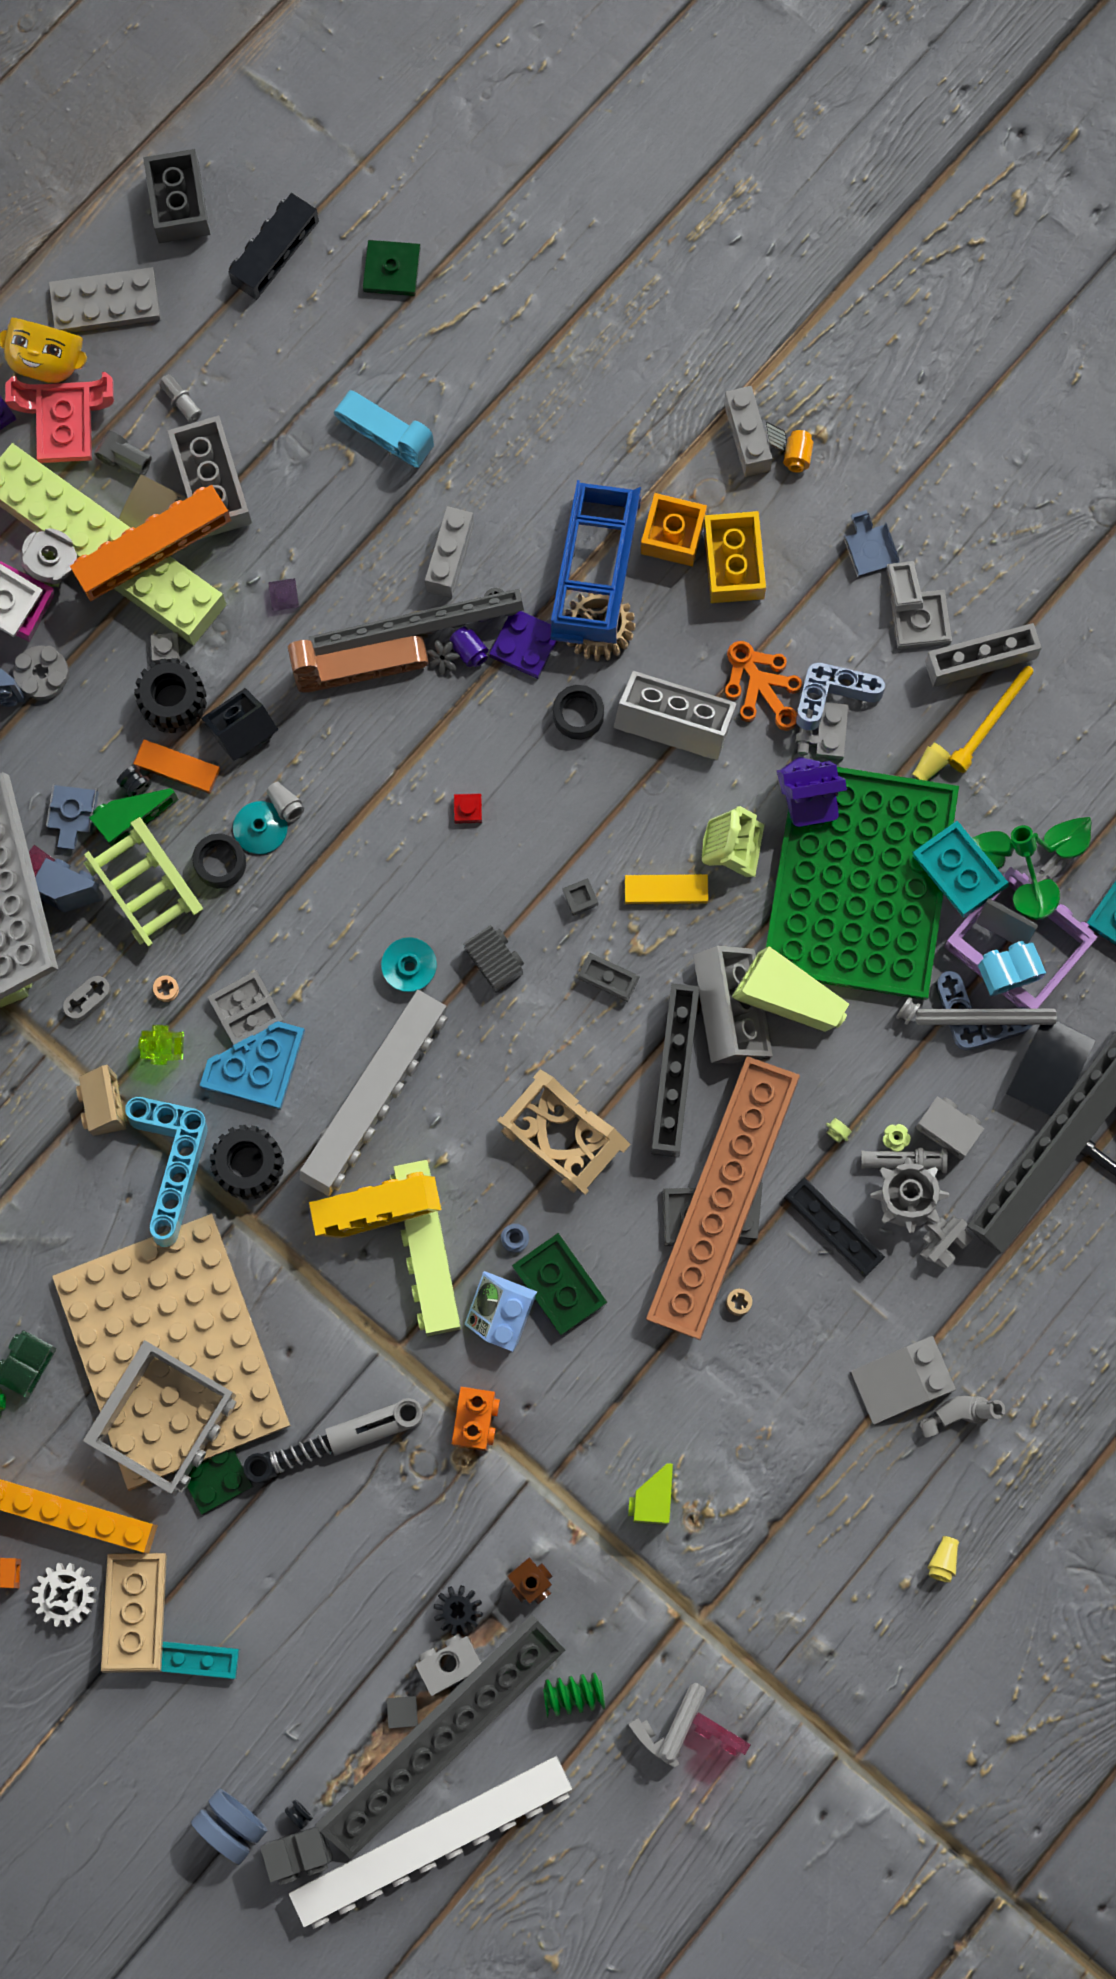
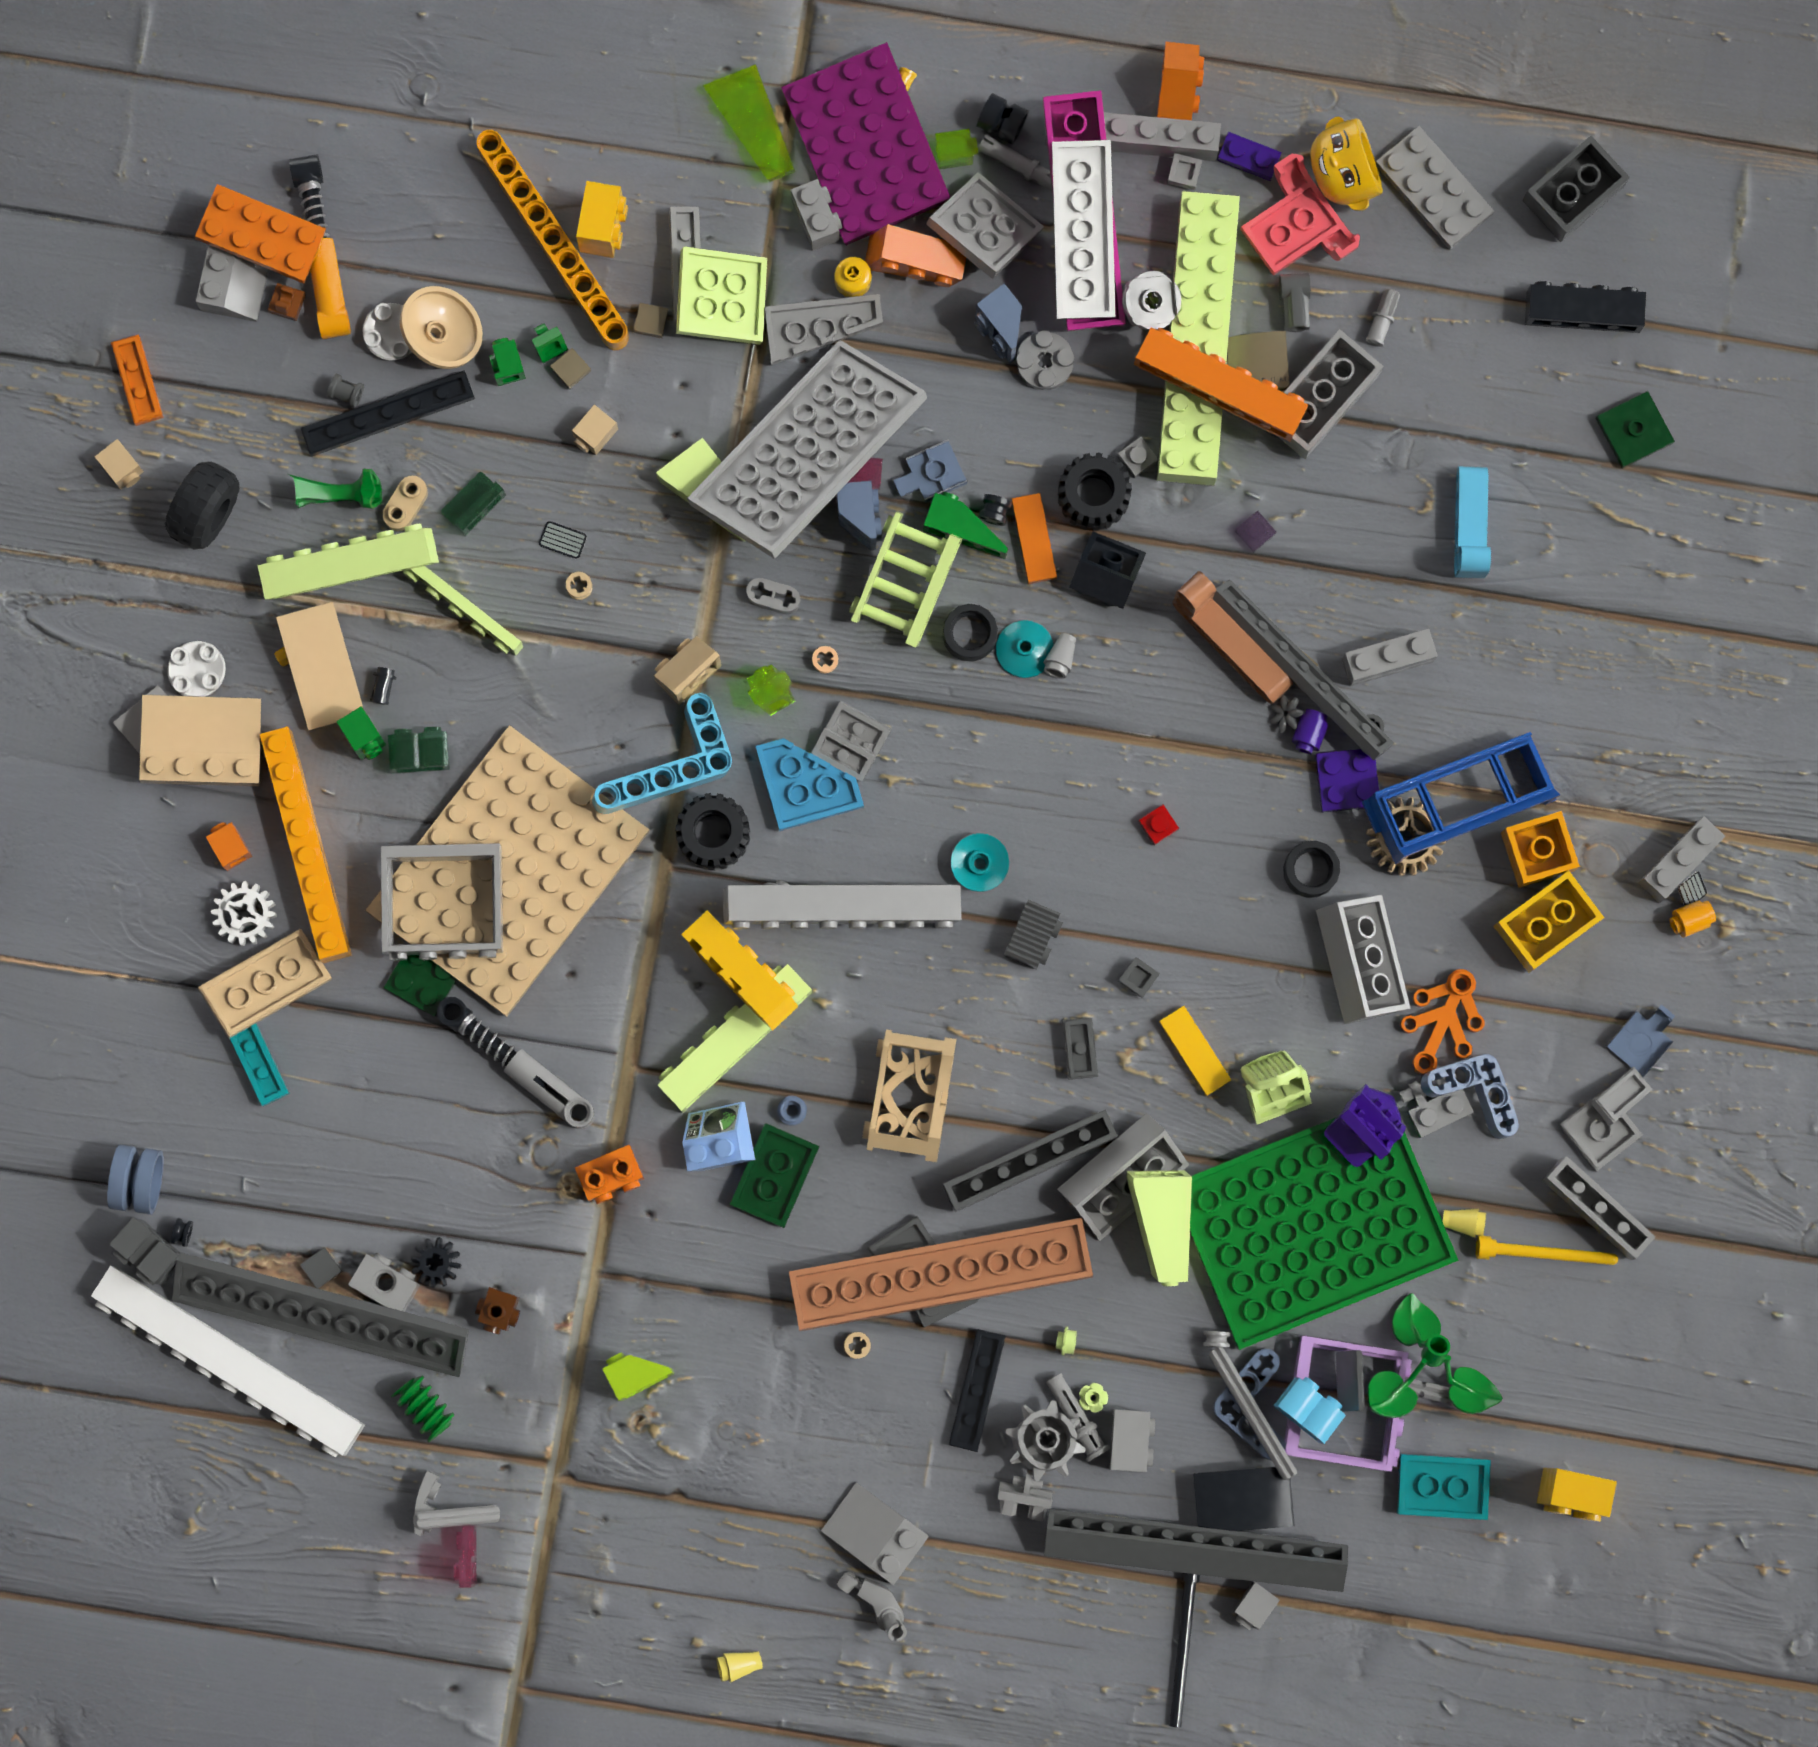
camera: 50 degrees right, 5 degrees up
(960, 869) = (1376, 1308): teal plate -> none

